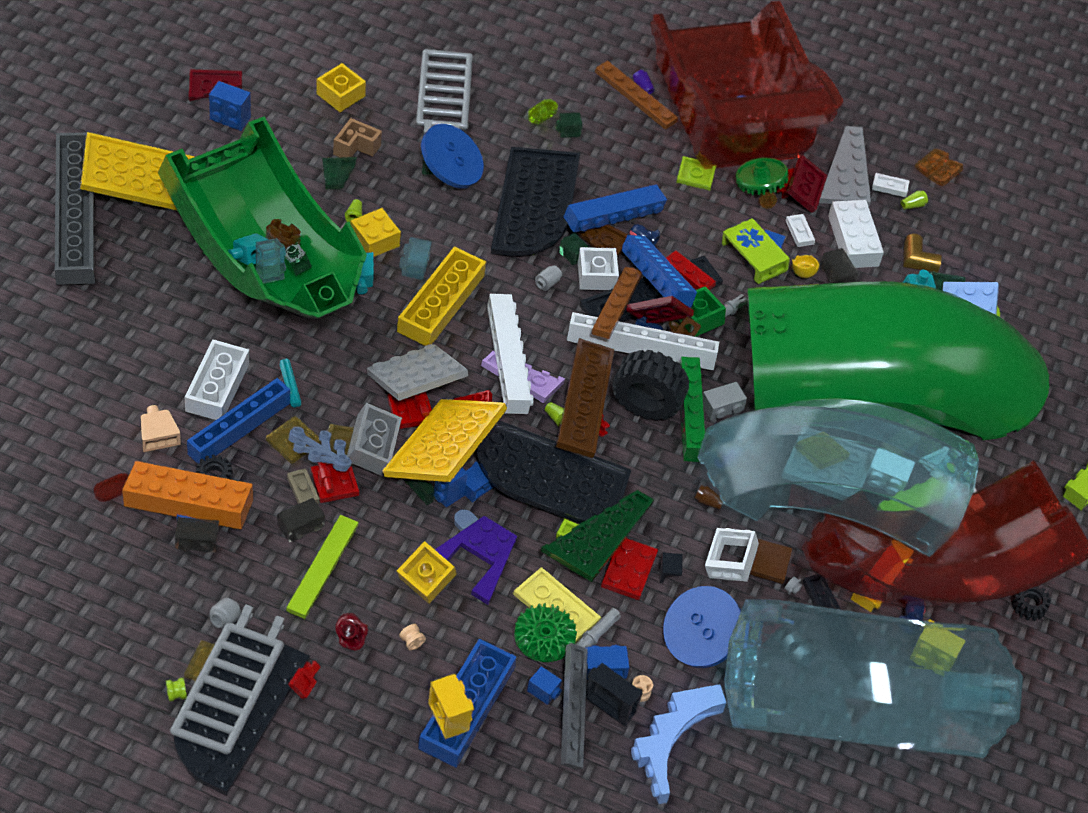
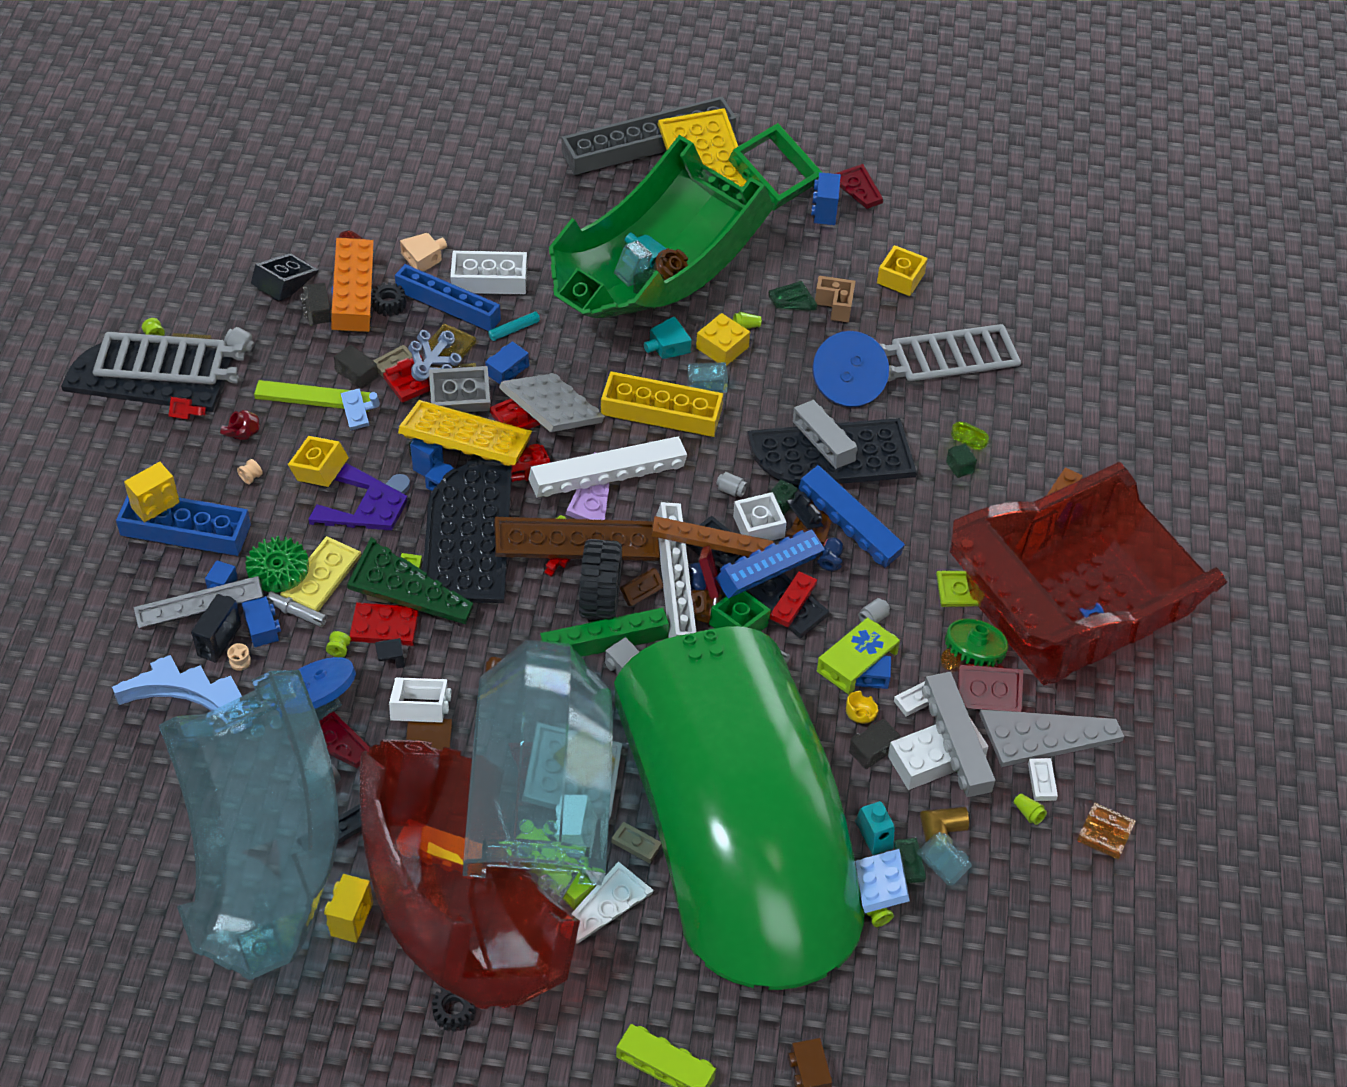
camera: 80 degrees right, 0 degrees up
(140, 109) = (790, 150): none -> green window
(142, 556) = (282, 276): none -> black slope
(342, 398) = (507, 363): none -> blue brick
(358, 531) = (356, 409): none -> light blue plate
(522, 195) = (825, 434): none -> light grey brick
(594, 235) = (807, 514): none -> black hinge
(648, 605) = (338, 644): none -> lime wheel
(711, 229) = (876, 611): none -> light grey brick
(860, 208) = (958, 734): none -> light grey brick
(956, 258) = (944, 858): none -> clear light blue brick

